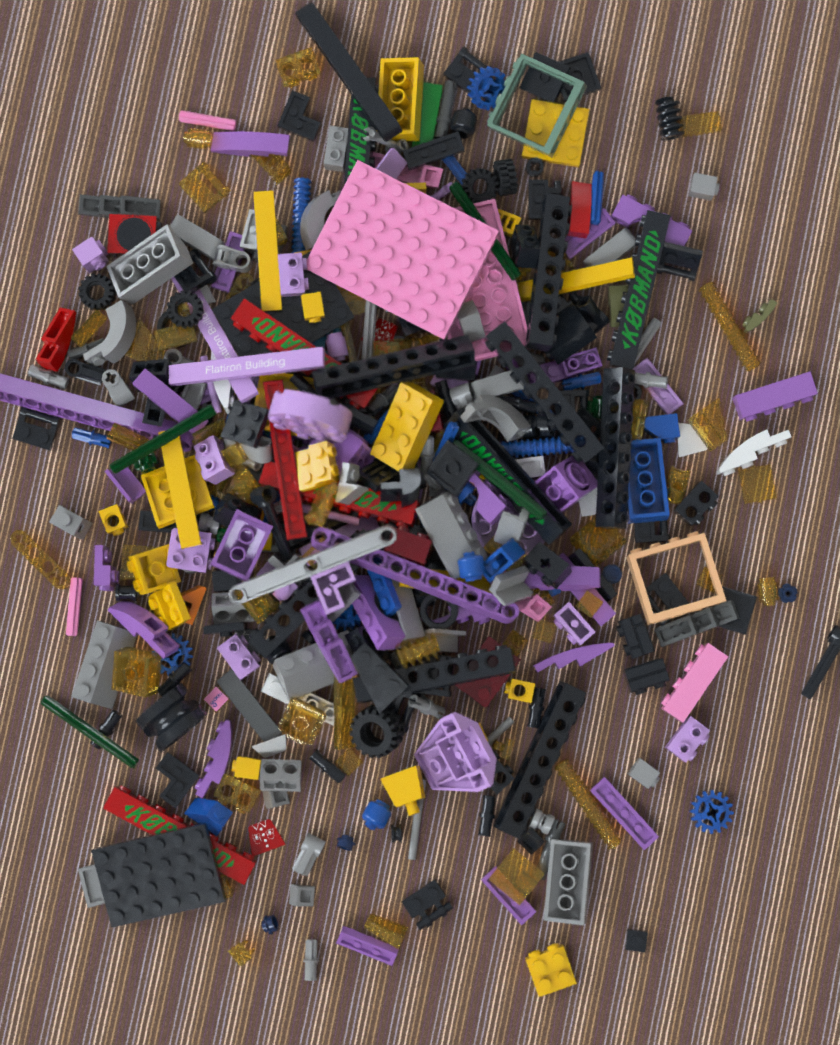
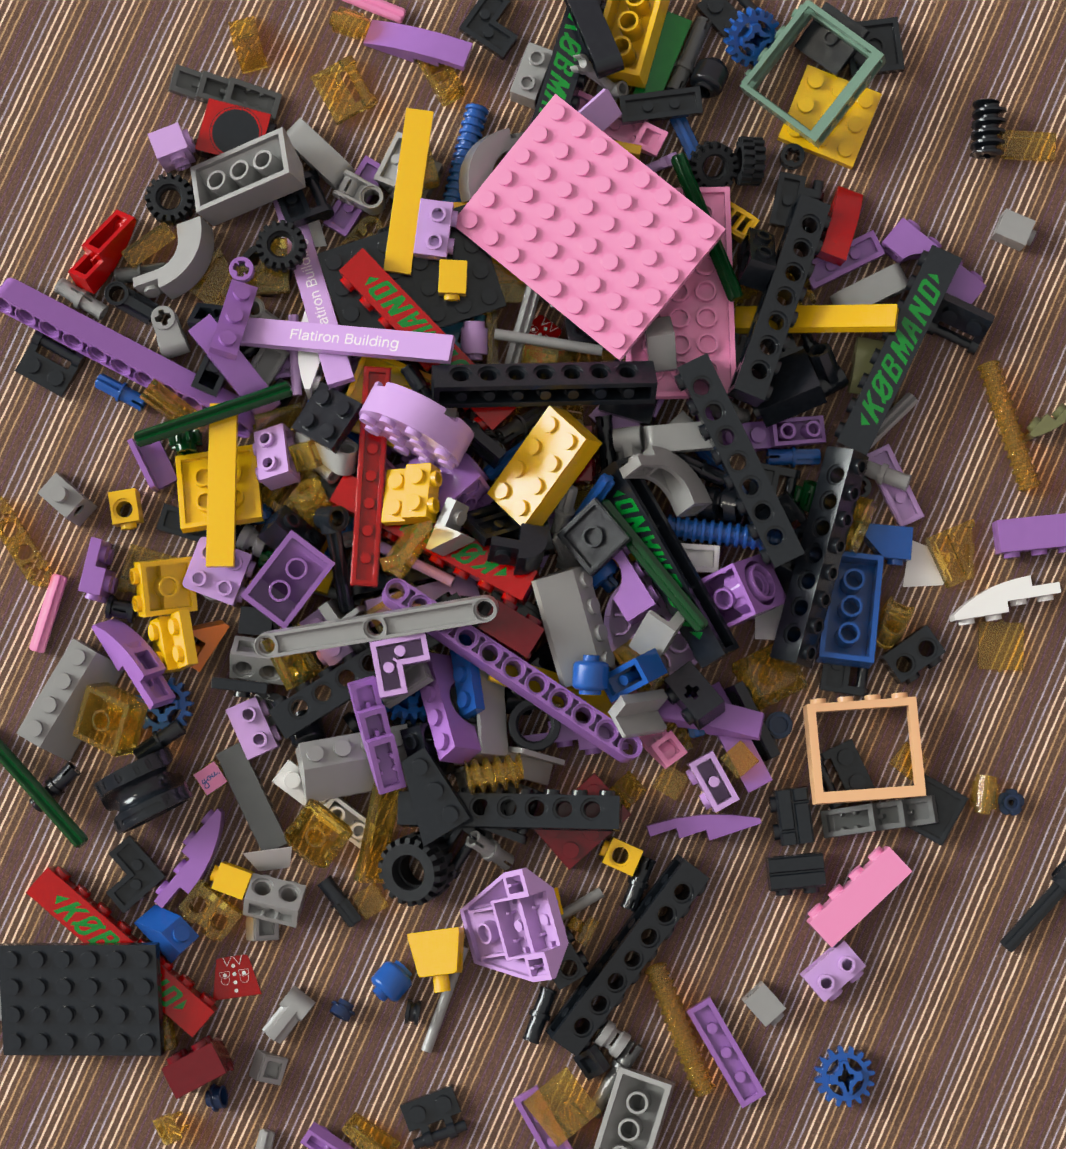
camera: 15 degrees right, 0 degrees up
(128, 169) = (248, 44): none -> clear yellow slope
(155, 327) = (236, 262): none -> medium lavender bush
(162, 369) = (233, 319): none -> medium lavender plate
(252, 904) = (195, 1068): none -> dark red brick
(389, 337) = (549, 342): none -> light grey bar
(597, 196) = (867, 214): blue axle -> none

